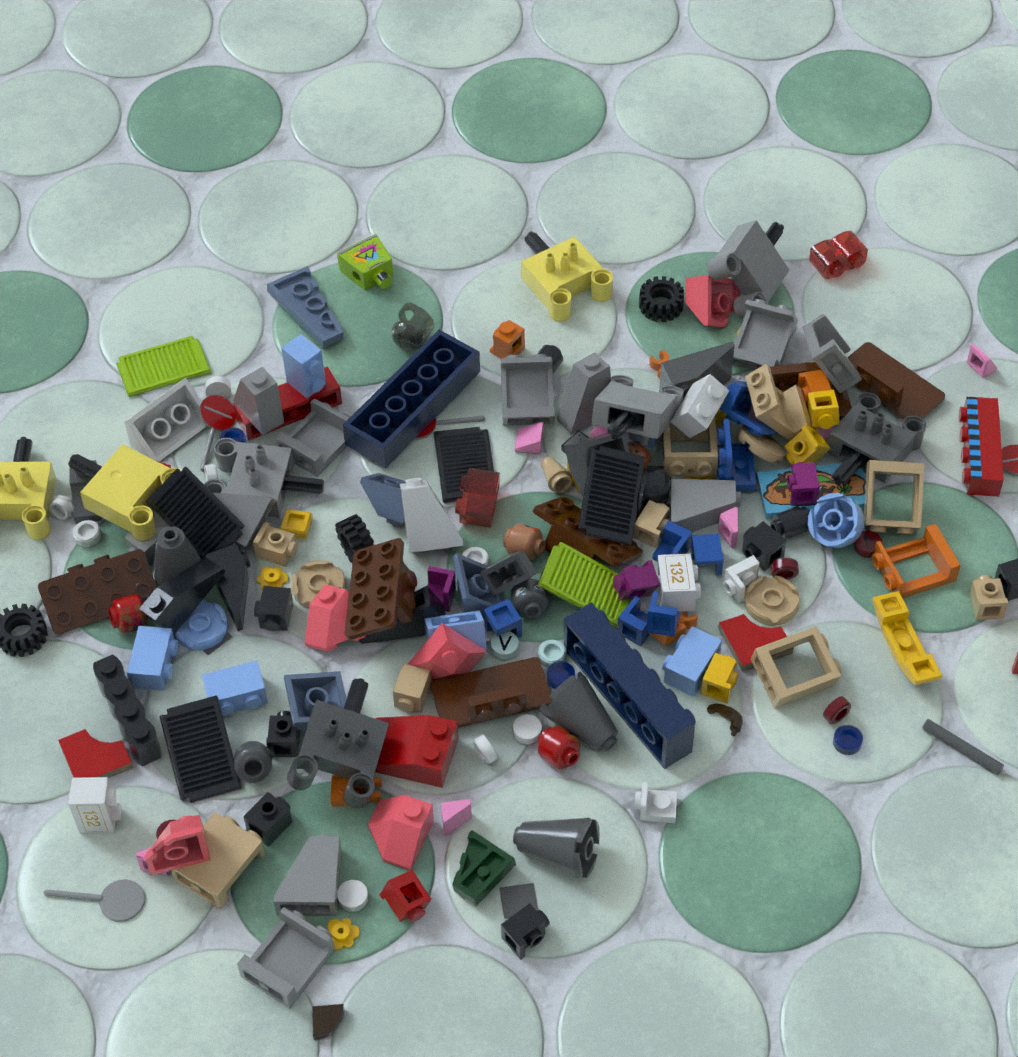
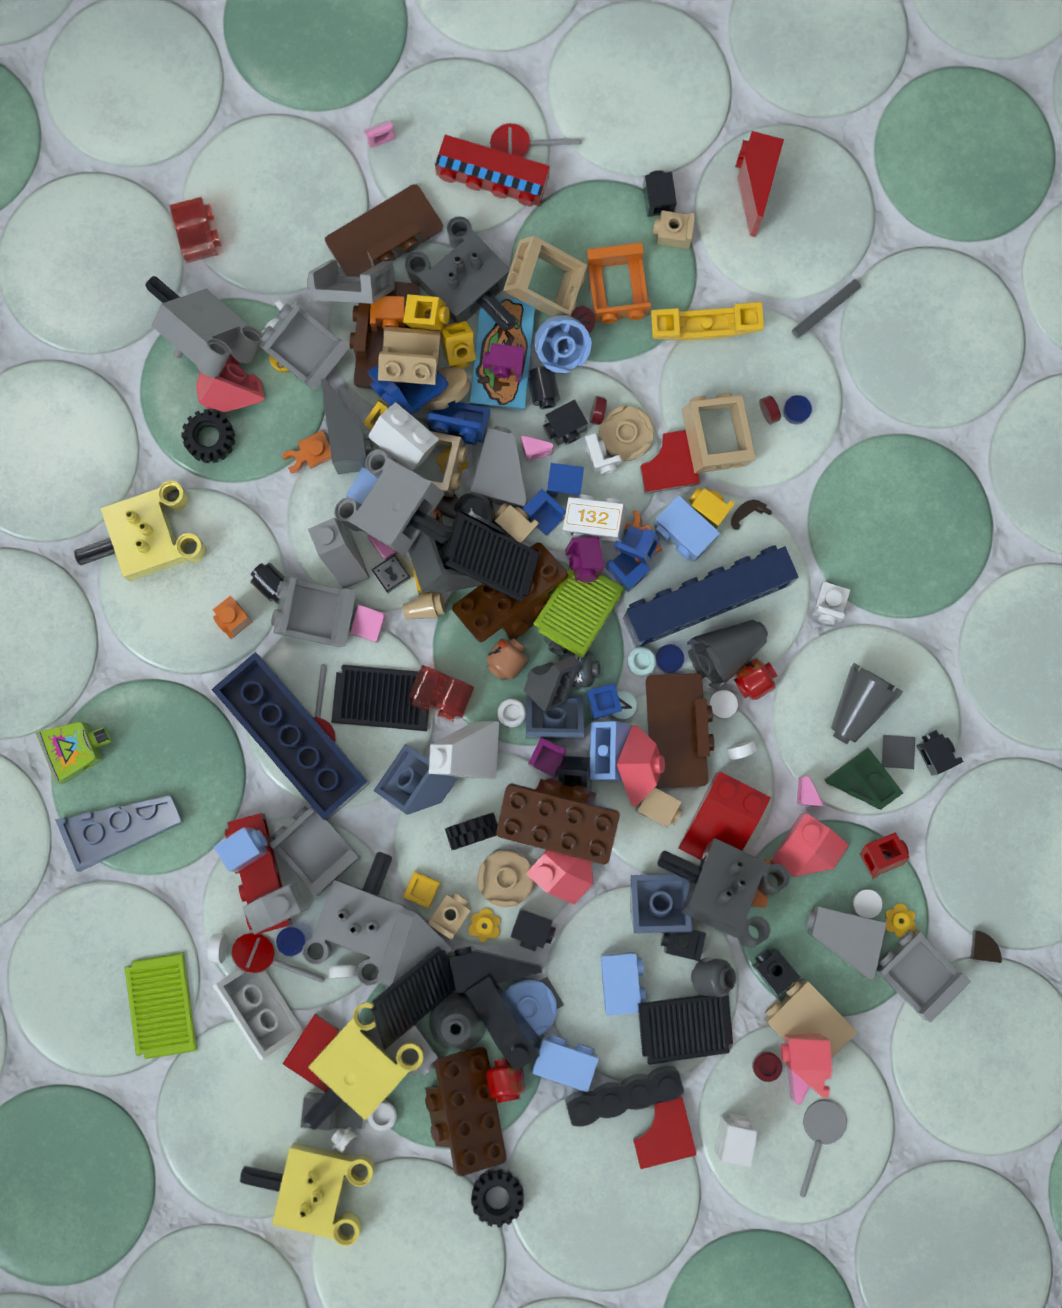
camera: 85 degrees left, 30 degrees up
(413, 333) = (190, 717): clear smoke helmet -> none

